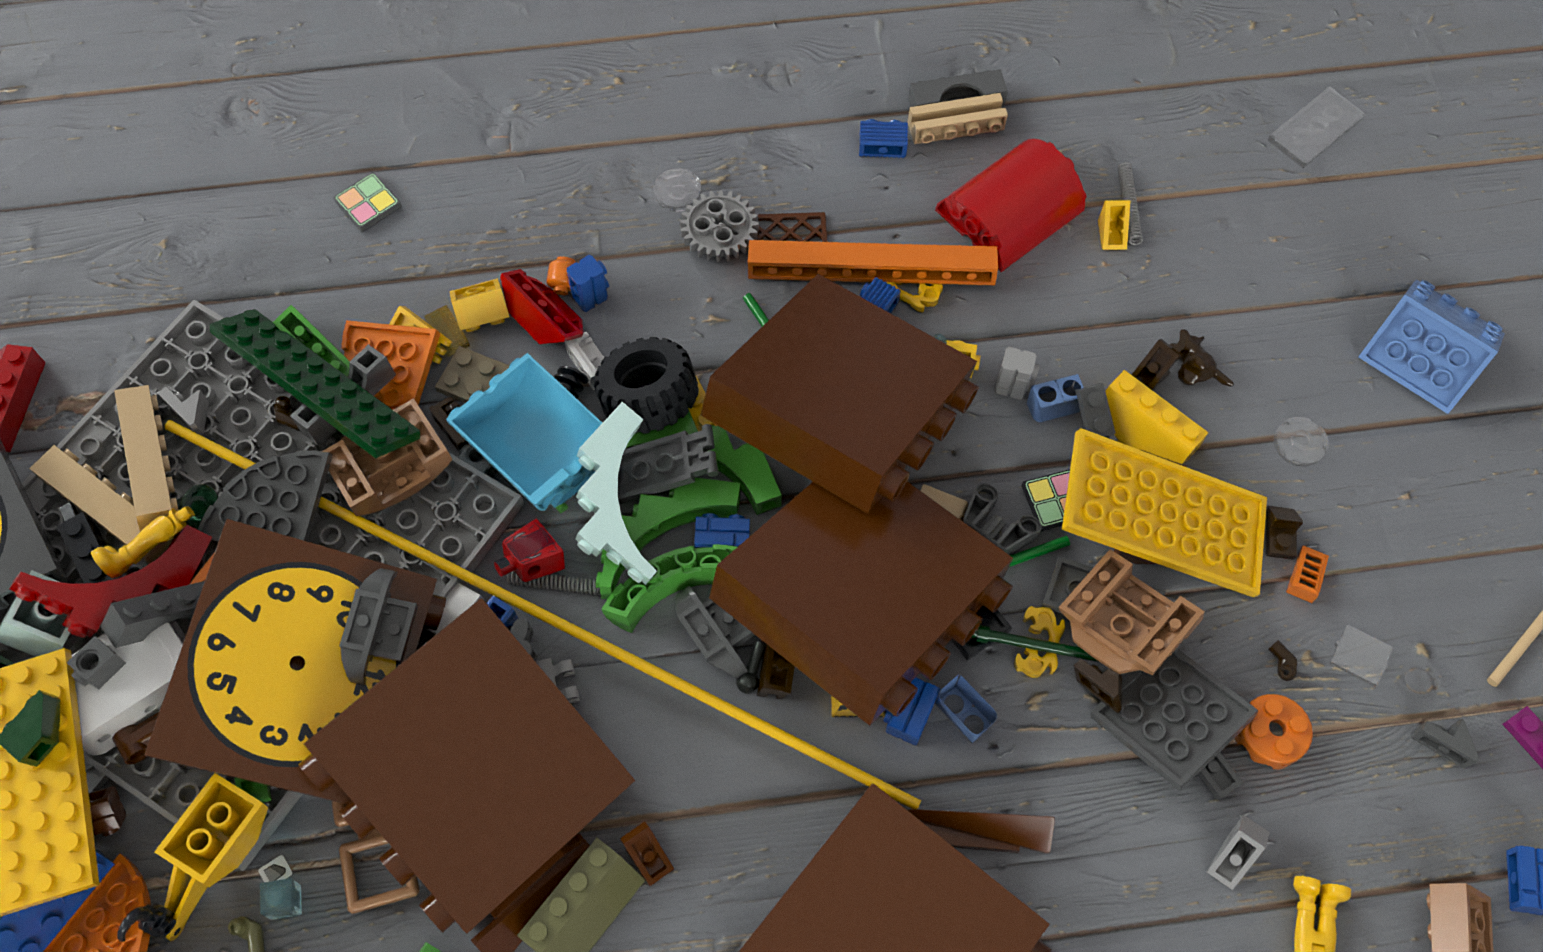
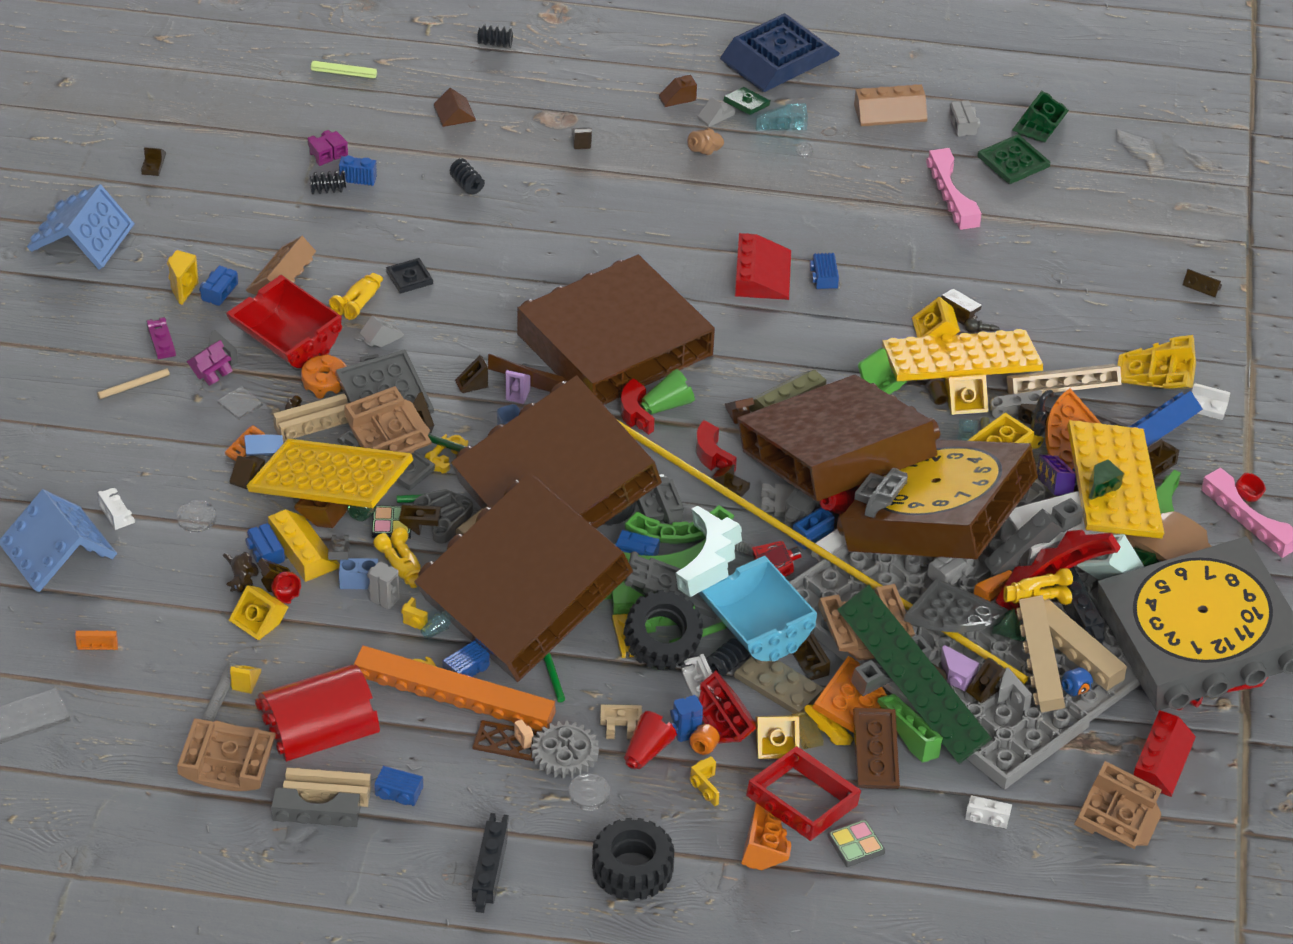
camera: 165 degrees left, 20 degrees down
(62, 299) = (1120, 807): none -> medium nougat slope
(101, 442) = (1076, 681): none -> blue head
(127, 810) = (1056, 475): none -> dark purple brick
(217, 272) = (988, 812): none -> white bracket
(220, 411) = (986, 680): none -> dark brown slope
(257, 421) = (958, 668): none -> lavender slope
(355, 304) = (876, 748): none -> reddish brown plate
(400, 205) = (815, 772): none -> red window
(467, 173) = (765, 841): none -> orange wedge
(559, 232) = (699, 779): none -> yellow bracket
(596, 84) = (633, 880): none -> black tyre
(626, 253) = (648, 739): none -> red cone
(629, 700) = (727, 478): none -> dark brown slope
(668, 286) = (620, 715): none -> tan plate
(674, 746) = (707, 450): none -> red arch
(753, 75) = (490, 862): none -> black hinge
(758, 840) = (668, 394): none -> bright green cone
(771, 225) = (523, 734): none -> light nougat plate
(811, 802) = (630, 407): none -> red arch
(991, 789) = (517, 386): none -> lavender slope
(1005, 426) = (408, 565): none -> yellow piece
(1021, 496) = (416, 516): none -> dark brown slope
(1062, 795) = (474, 376): none -> dark brown slope
(1082, 127) = (225, 755): none -> medium nougat slope
(1132, 348) = (286, 586): none -> red hair
(1144, 313) = (258, 612): none -> yellow slope
(1189, 401) = (265, 544): none -> blue brick
(1249, 641) = (311, 417): none -> tan brick
(1279, 568) = (262, 444): none -> medium blue slope
(1302, 227) = (96, 640): none -> orange plate
(1385, 792) = (288, 321): none -> red cylinder
(1403, 417) = (115, 509): none -> white hinge
(1443, 695) = (208, 361): none -> magenta hips

